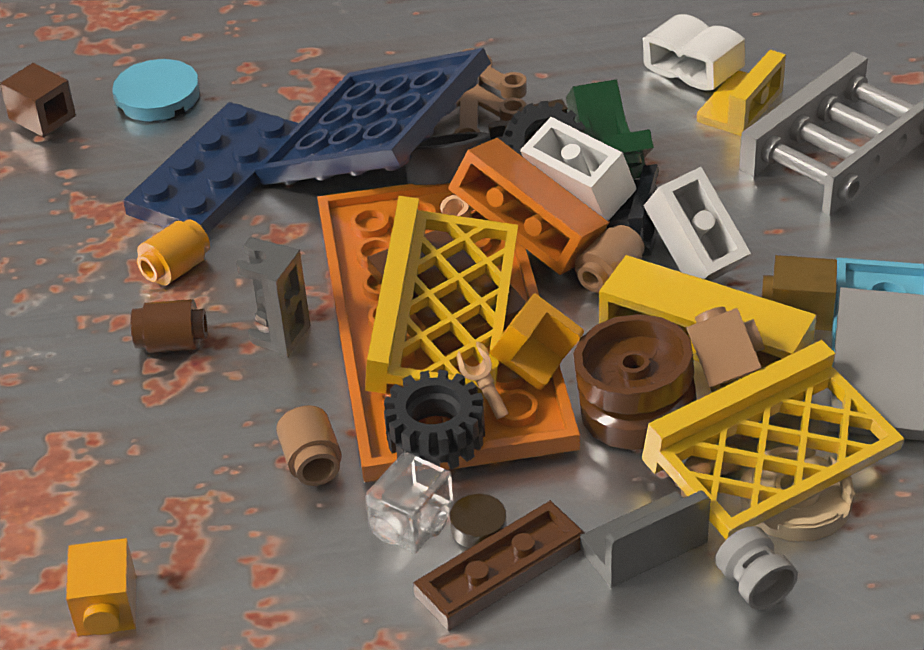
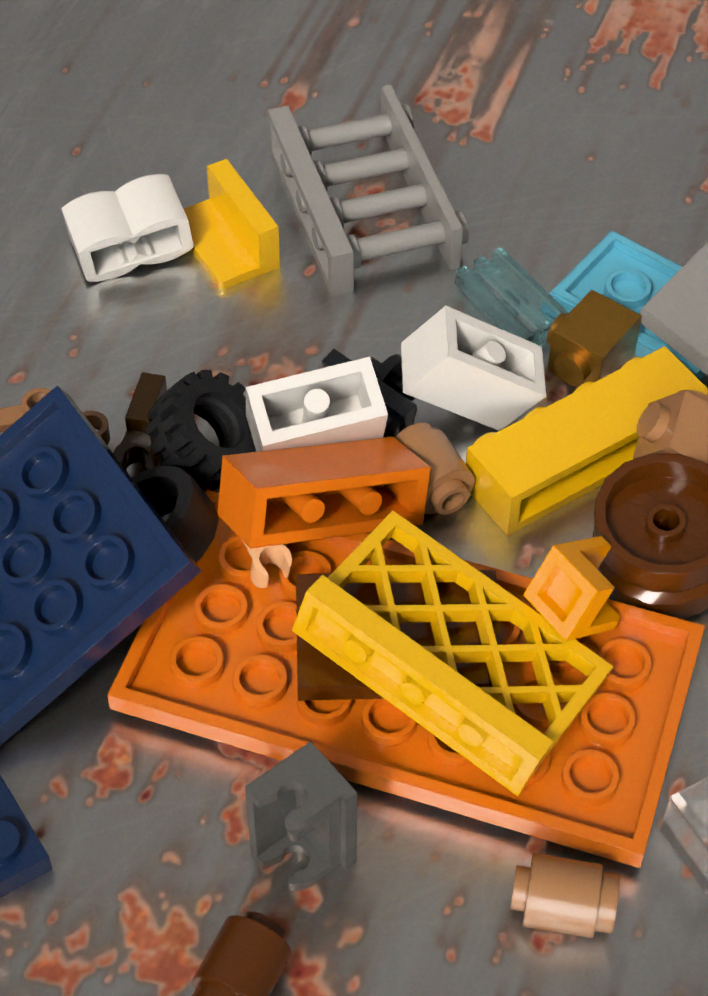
camera: 65 degrees left, 10 degrees up
(172, 251) = (86, 907): light orange brick -> none
(435, 398) = (643, 710): black tyre -> none
(484, 380) = (601, 661): light nougat hand -> none
(604, 119) = (182, 344): dark green arch -> none
(825, 225) = (520, 293): none -> clear light blue tile

